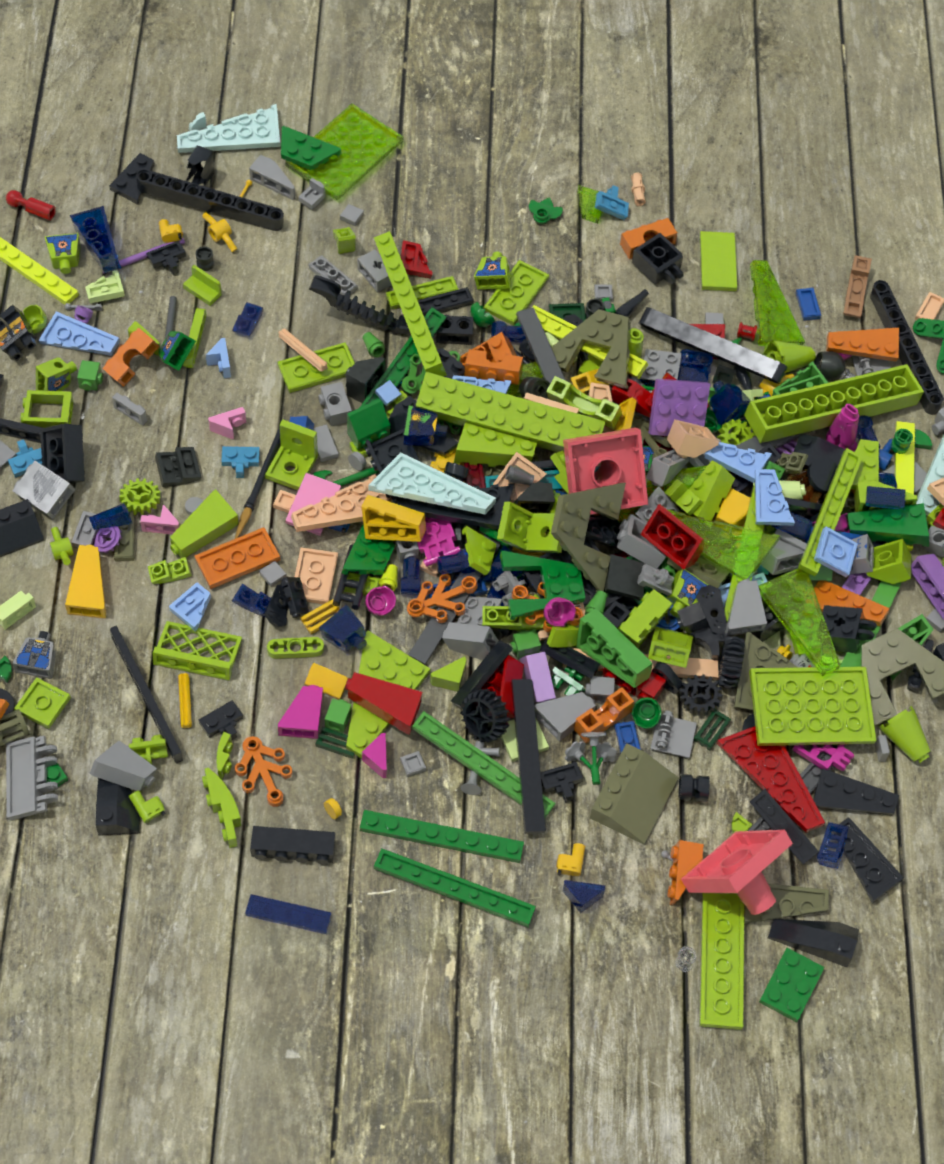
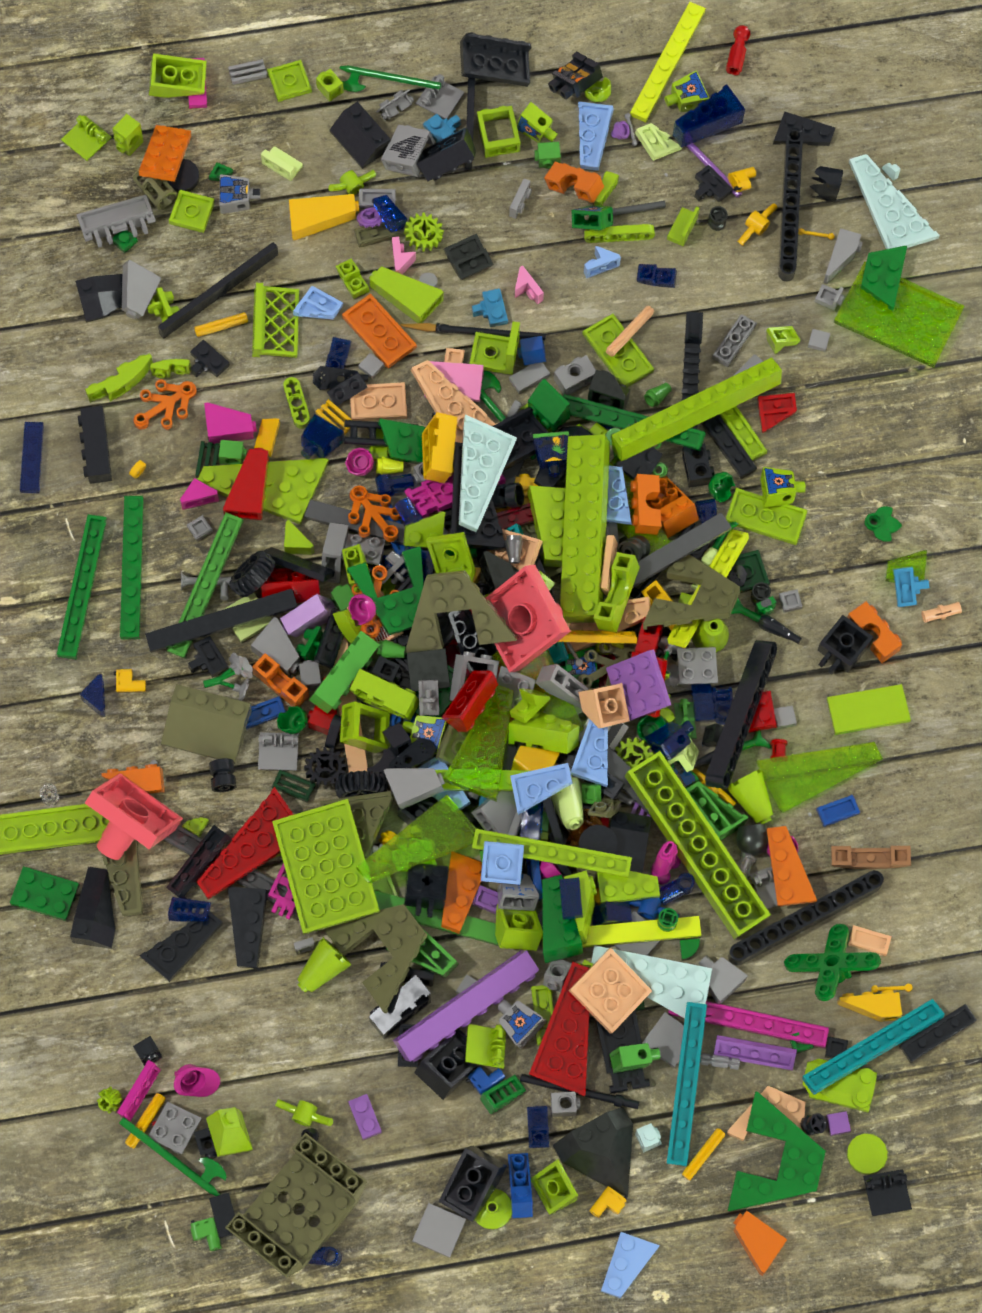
camera: 80 degrees right, 10 degrees up
(147, 809) = (106, 321): lime piece -> none
(388, 393) = (596, 417): light blue tile -> none

